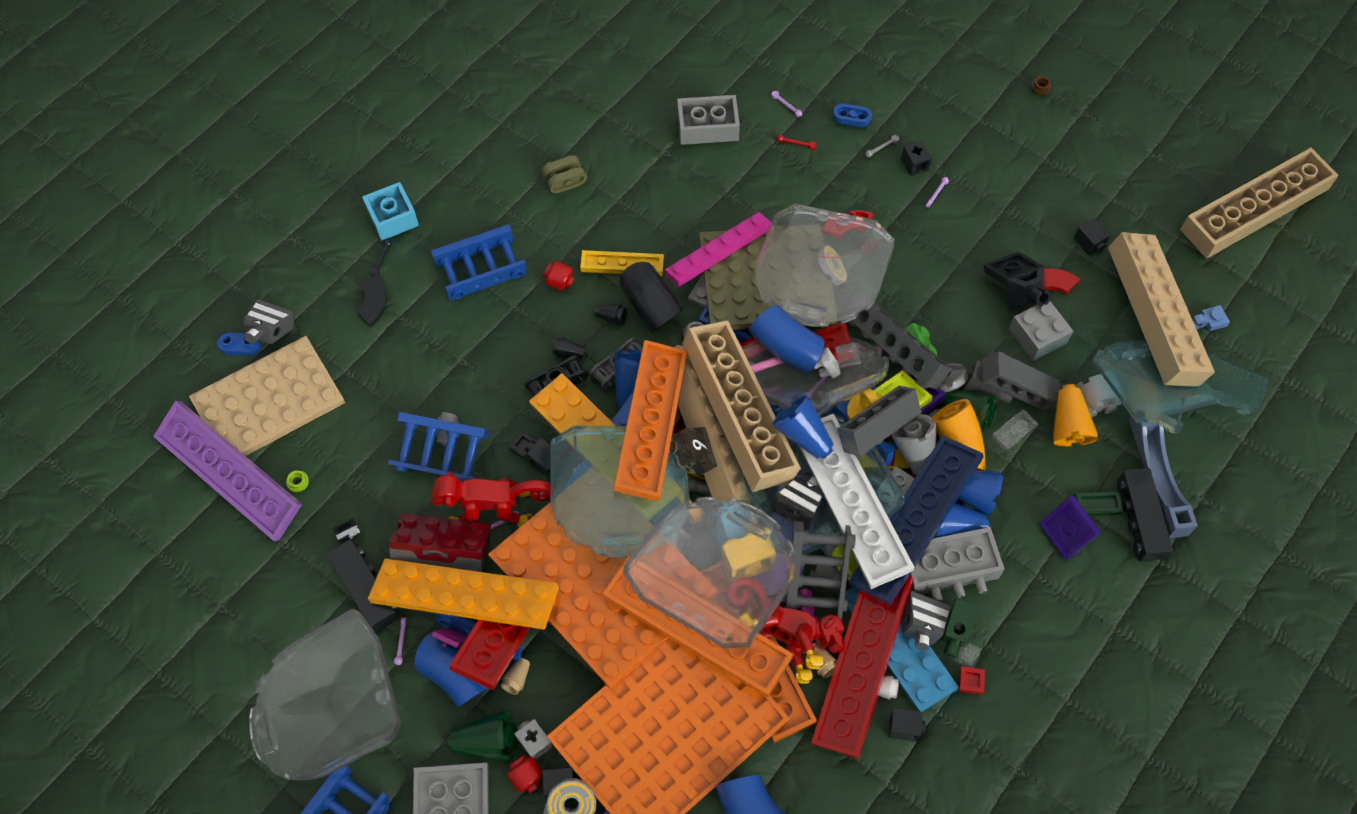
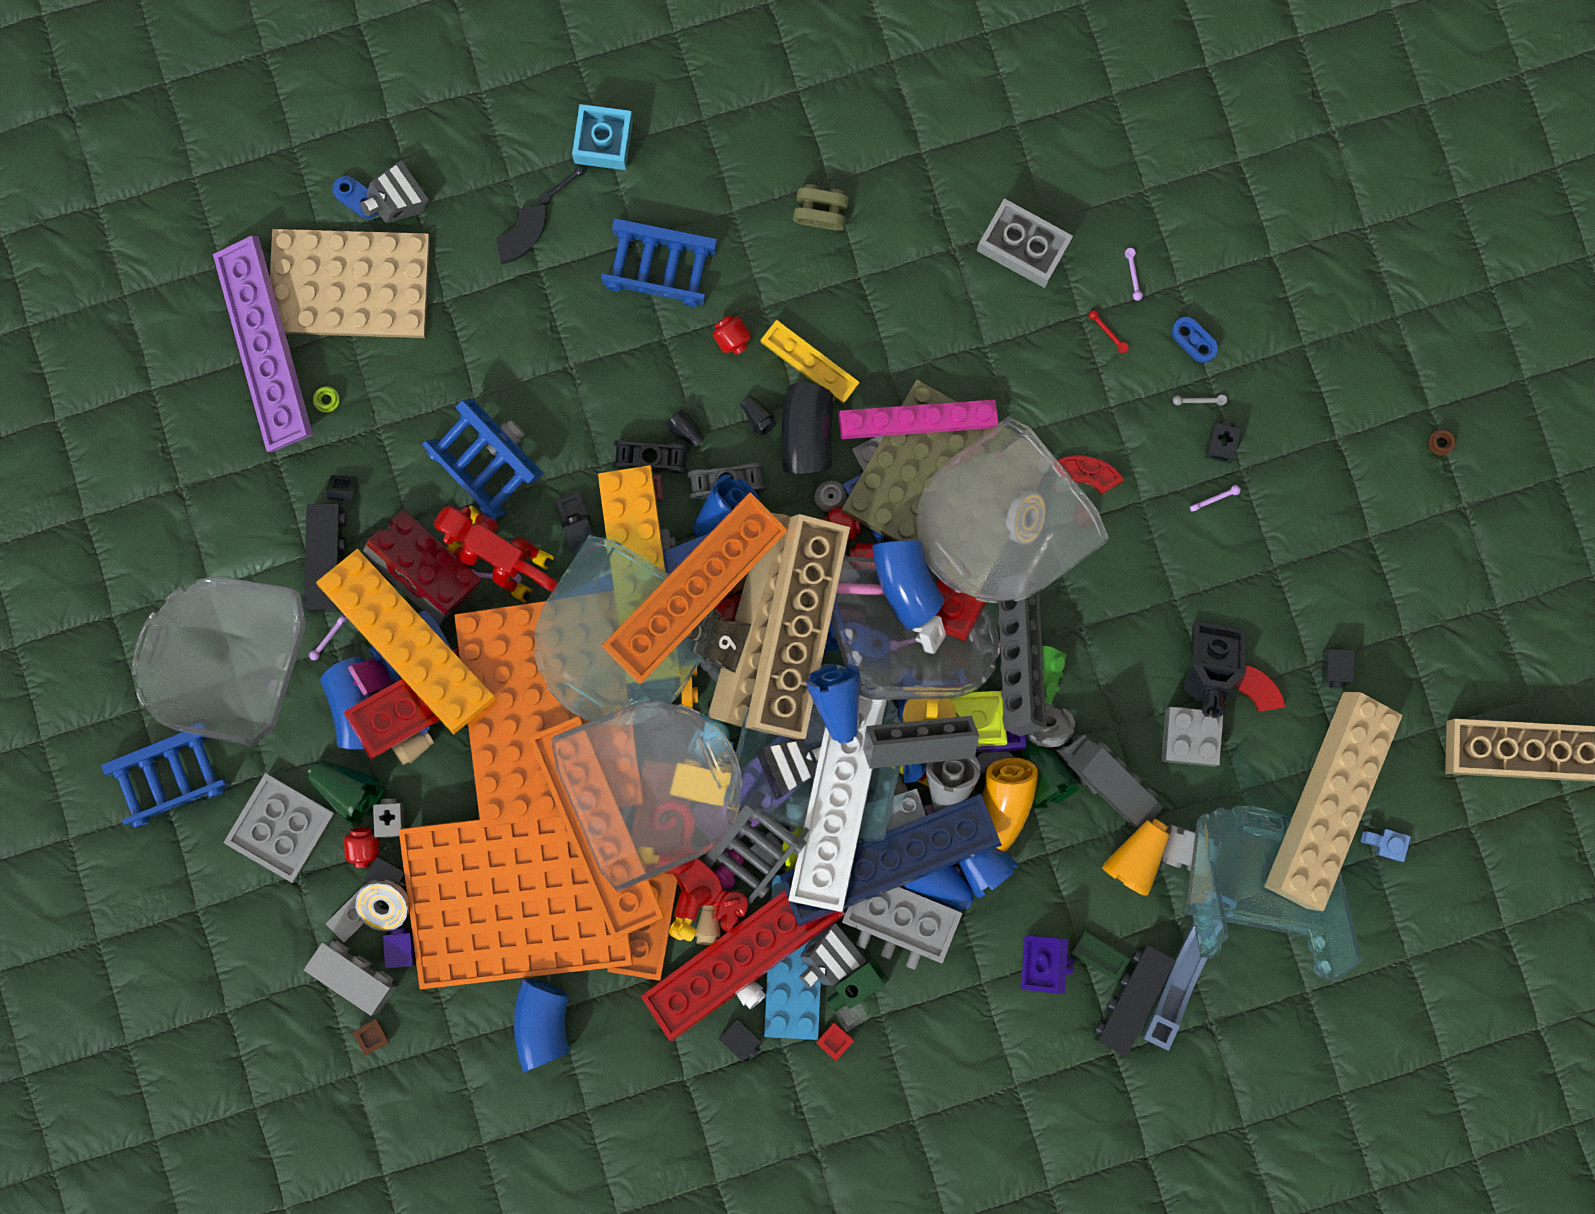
camera: 30 degrees right, 20 degrees up
(848, 355) = (957, 638): clear tile -> none
(1014, 430) = (1076, 825): clear plate -> none

